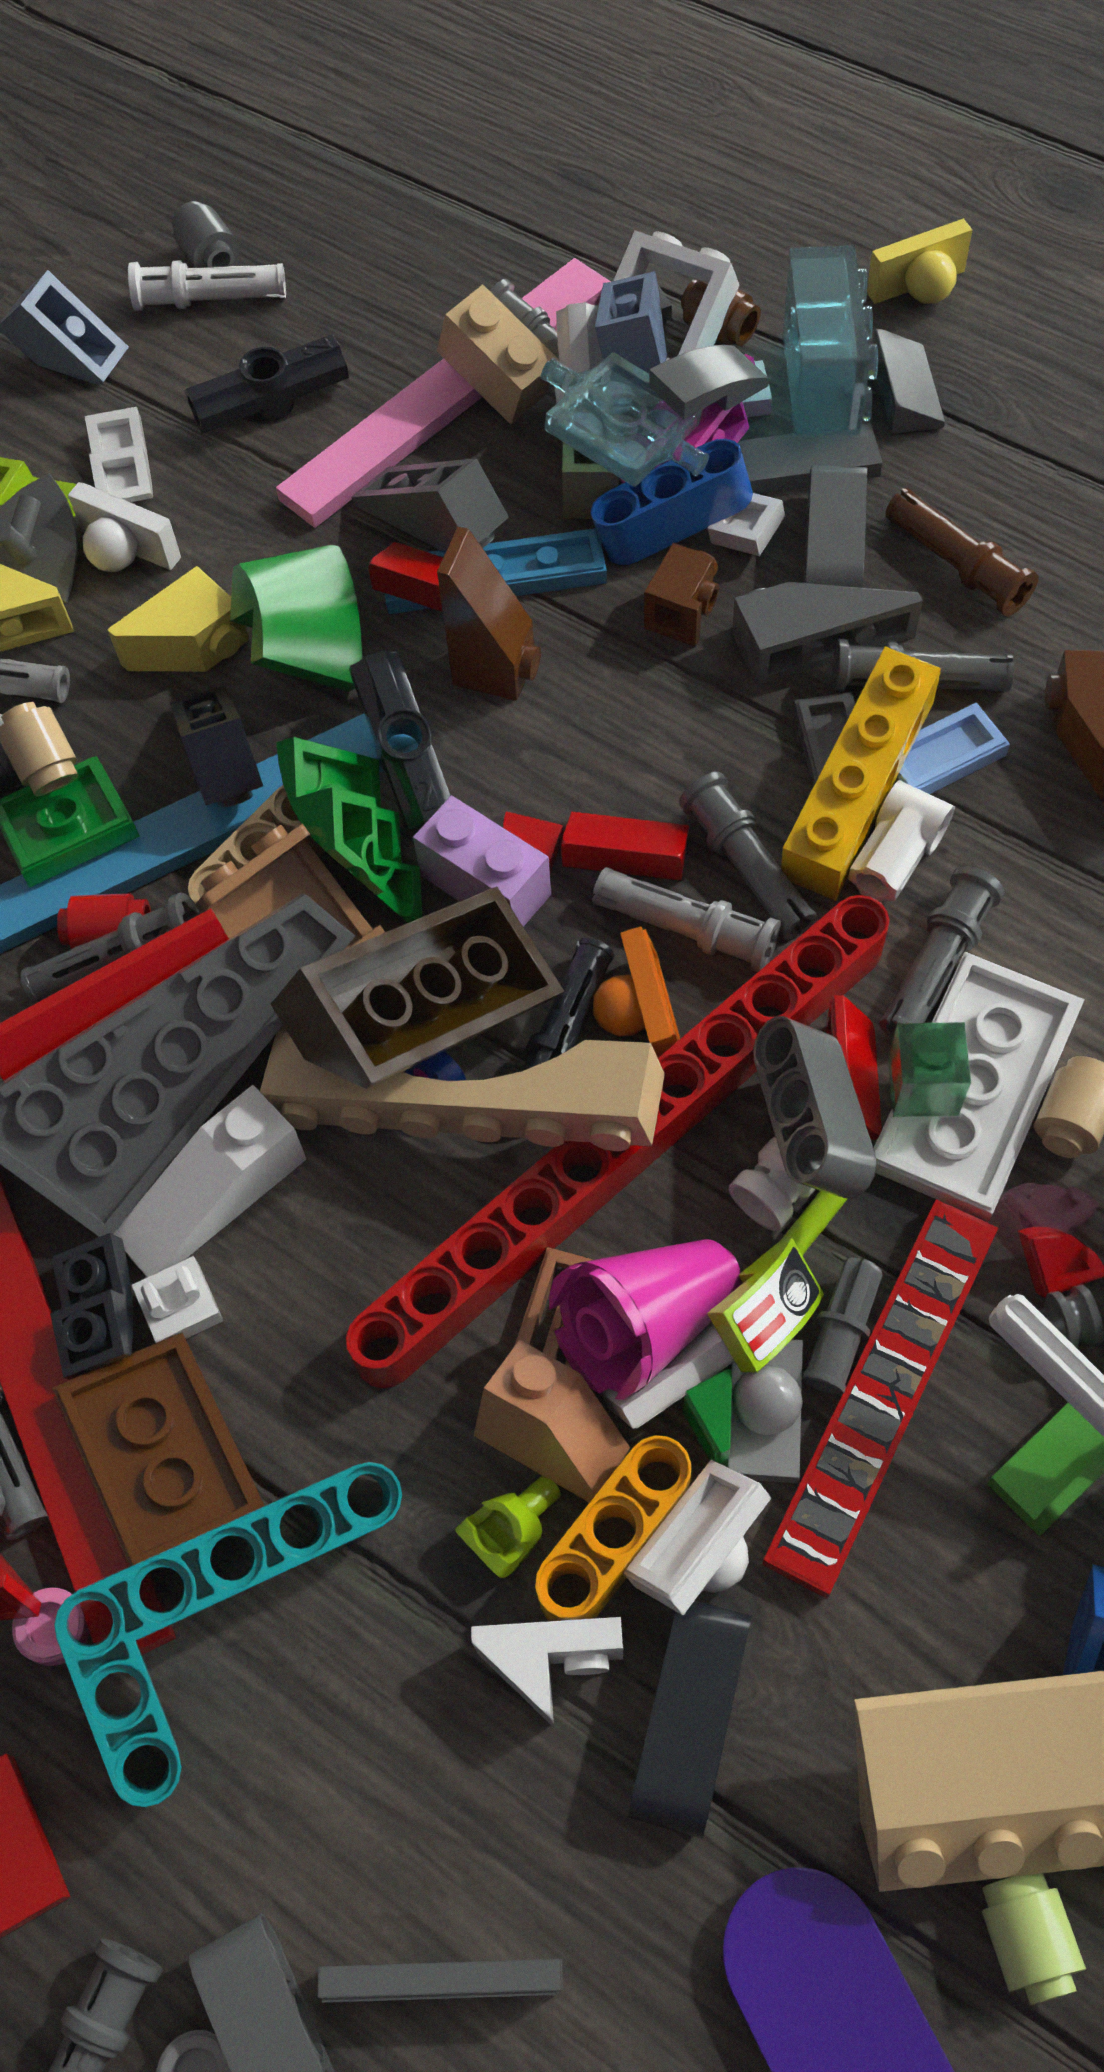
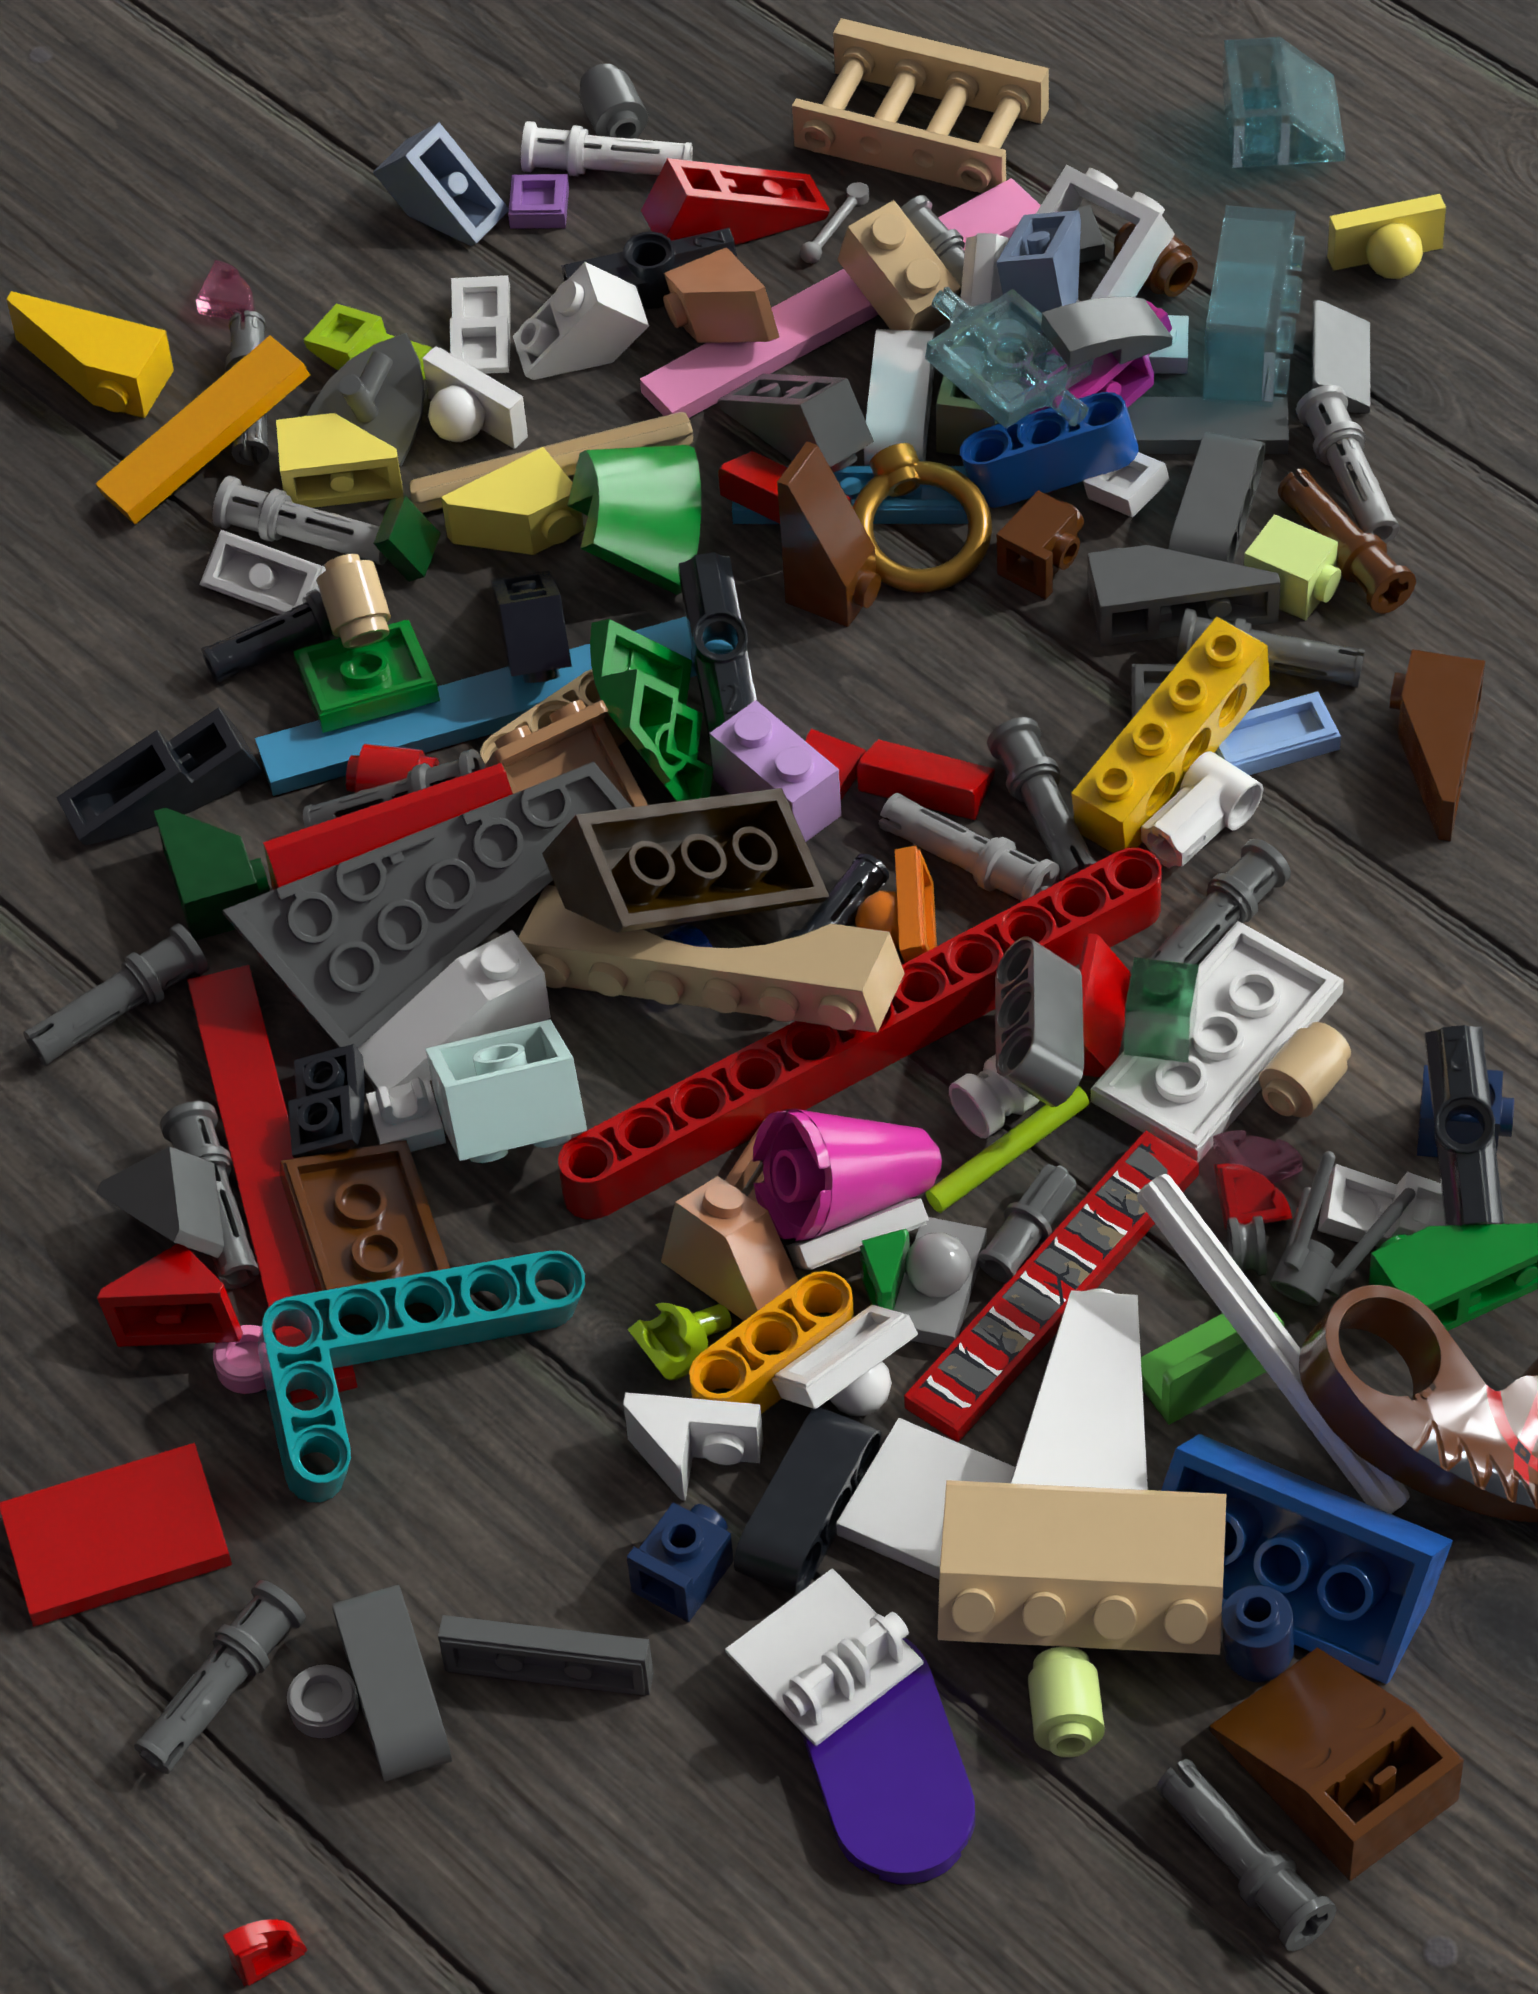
camera: 10 degrees right, 10 degrees down
(81, 674) = (407, 538): none -> dark green tile
(153, 335) = (538, 201): none -> medium lavender tile
(212, 443) = (581, 325): none -> white slope
(277, 1272) = (506, 1091): none -> light aqua brick
(304, 535) = (660, 431): none -> tan axle
(308, 308) = (750, 201): none -> red slope
(337, 403) = (719, 301): none -> nougat slope
(438, 292) = (856, 196): none -> light grey hinge
(484, 172) = (929, 69): none -> tan fence
(521, 471) = (899, 391): none -> white beam
(537, 544) = (899, 473): none -> pearl gold piece
(564, 1846) = (683, 1576): none -> dark blue brick
(756, 1932) = (825, 1656): none -> white hinge
(768, 1306) = (956, 1186): slope -> none
(793, 162) = (1279, 105): none -> clear light blue slope
(804, 1678) = (903, 1494): none -> white tile
(931, 573) = (1302, 561): none -> yellowish green brick
(932, 462) = (1335, 425): none -> light grey pin
(966, 1563) = (1090, 1400): none -> white slope

